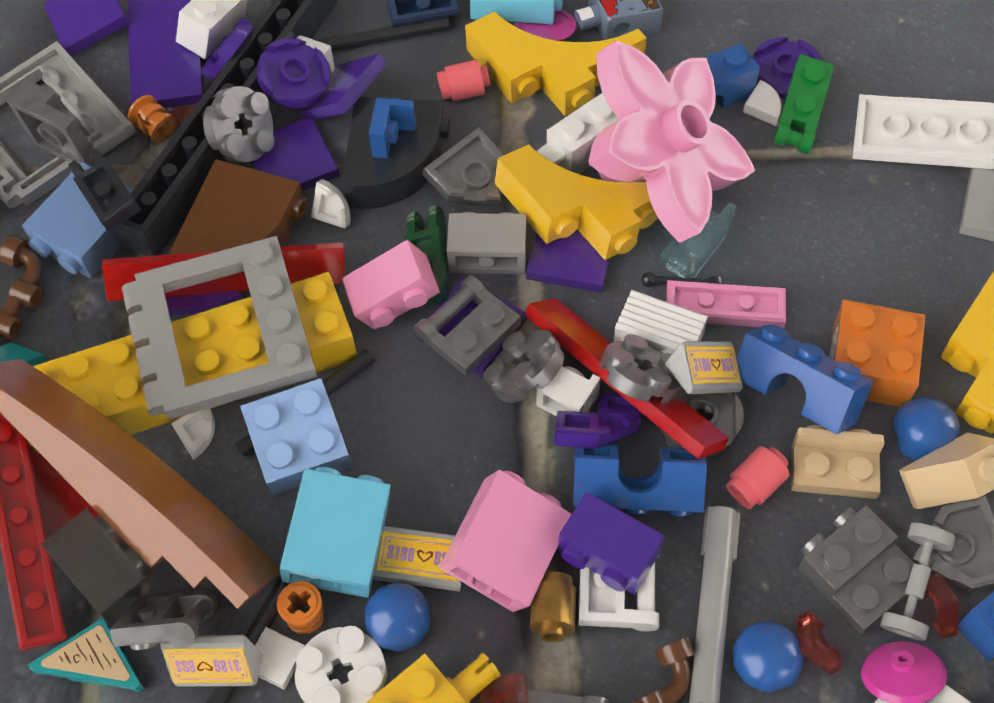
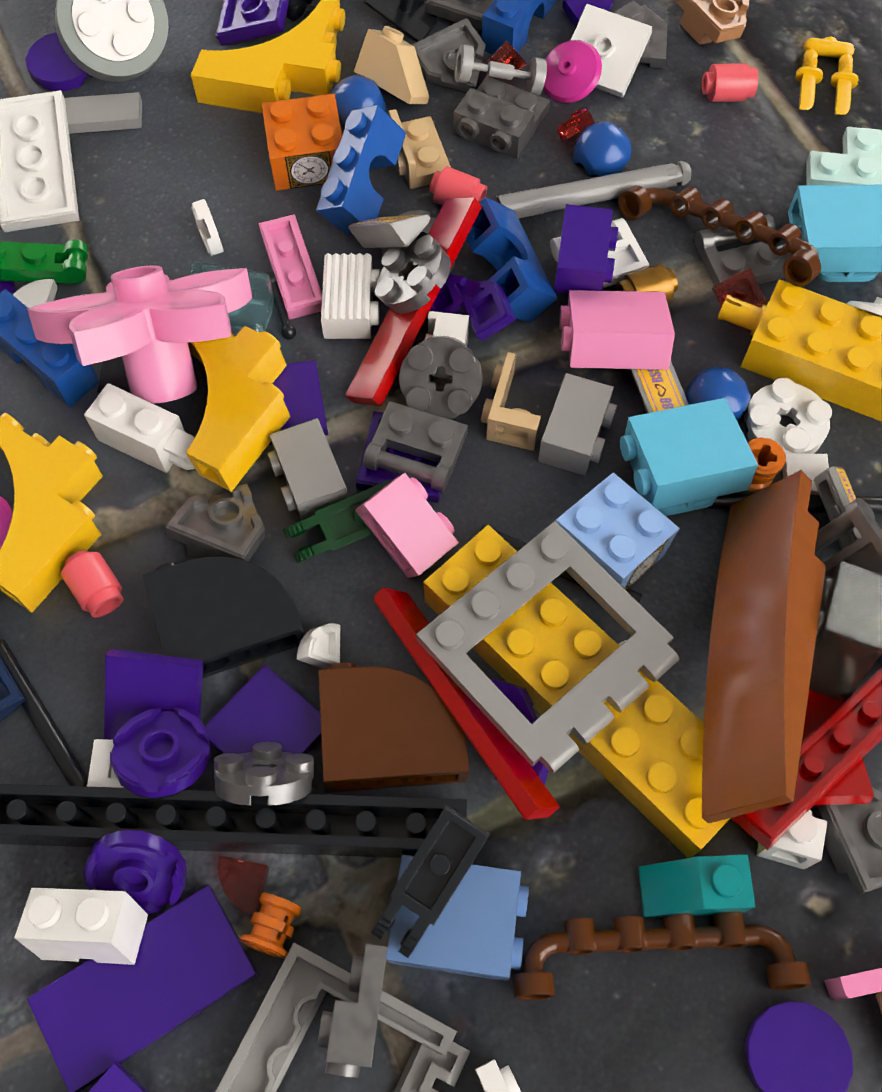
camera: 115 degrees left, 5 degrees up
(386, 120) = (214, 603): blue bracket -> none
(427, 467) = (576, 423): none -> light grey brick
(454, 411) = (505, 425): none -> tan bracket
(794, 246) = (206, 227): none -> white tile

